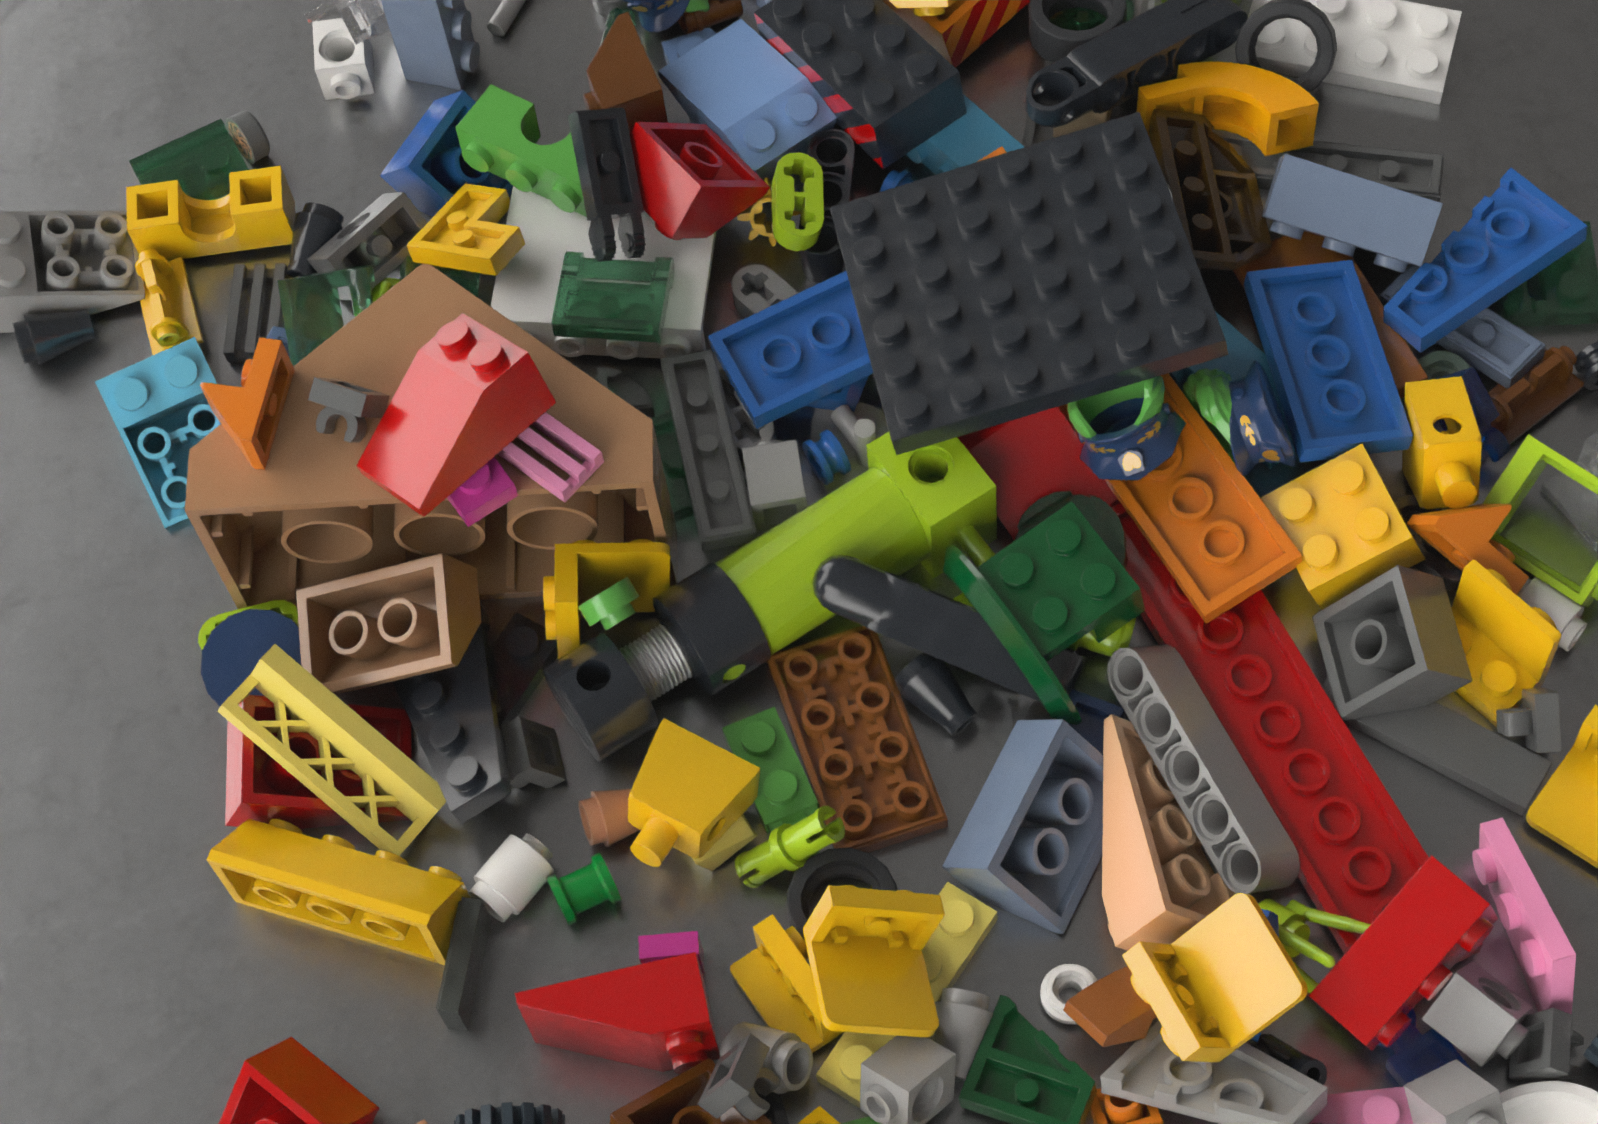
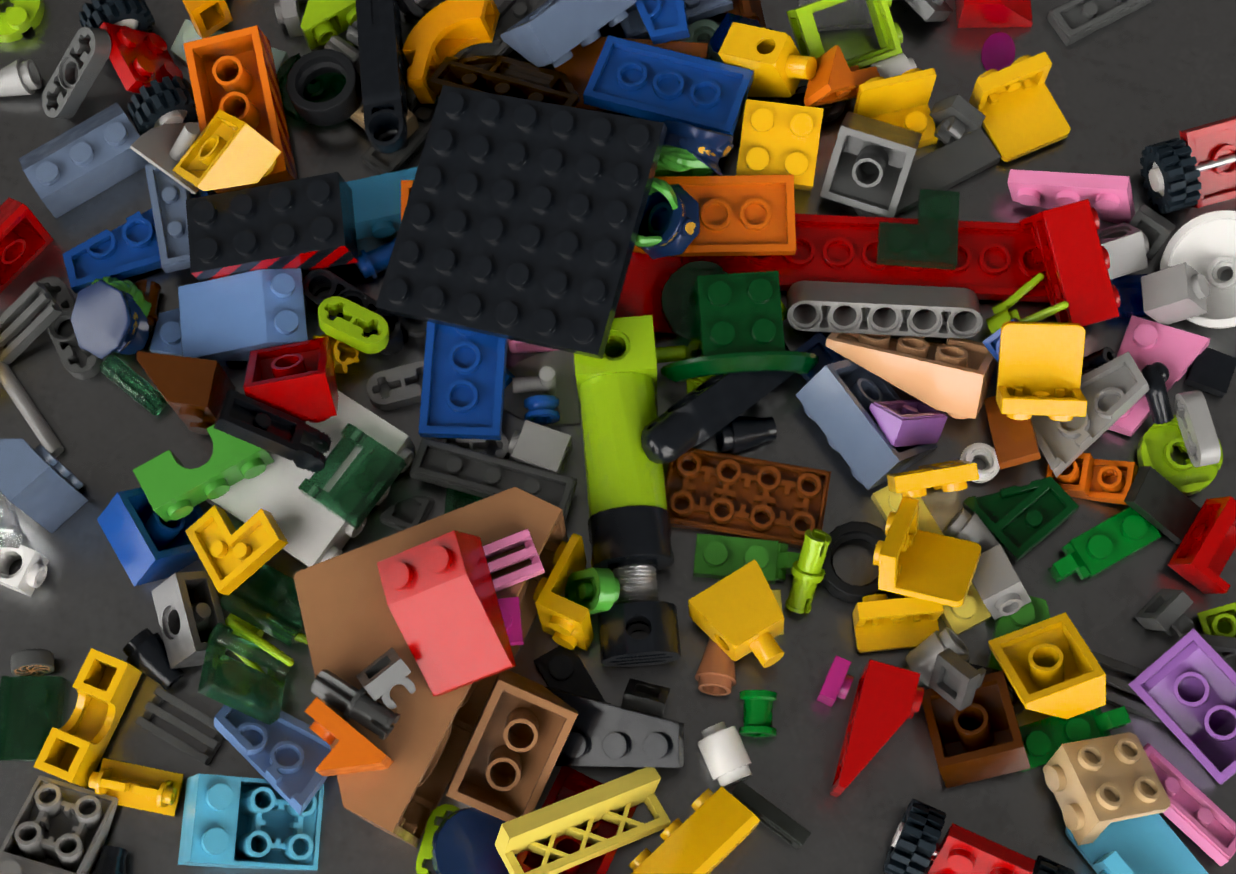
camera: 65 degrees left, 10 degrees up
(299, 413) = (354, 703): none -> dark grey axle
(1007, 940) = (943, 475): none -> yellow plate
(1058, 867) = (908, 422): none -> medium lavender slope
(1333, 774) = (930, 241): none -> clear green plate

